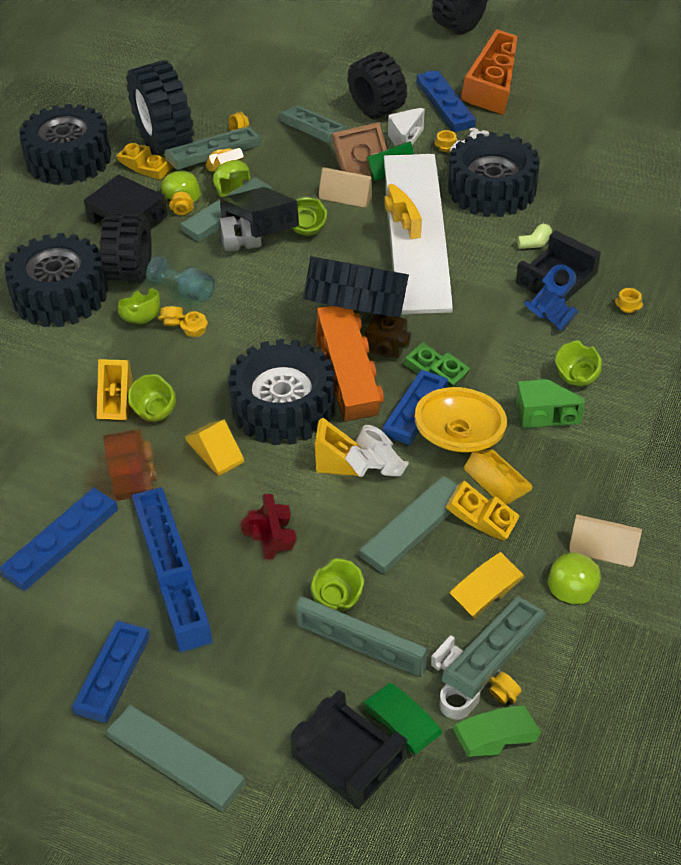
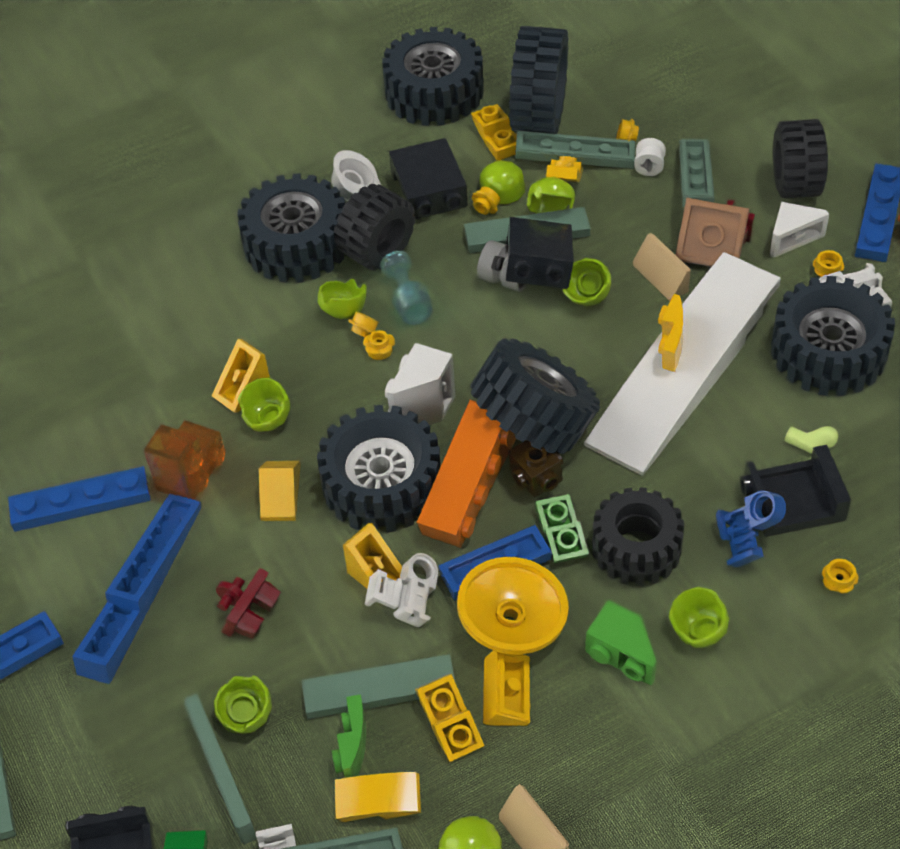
camera: 40 degrees right, 5 degrees up
(69, 225) = (352, 173): none -> white piece
(262, 317) = (423, 384): none -> white slope
(270, 129) = (649, 157): none -> white wheel
(376, 160) = (757, 255): green slope -> none
(440, 567) = (353, 740): none -> bright green slope
(494, 340) = (641, 513): none -> black tyre

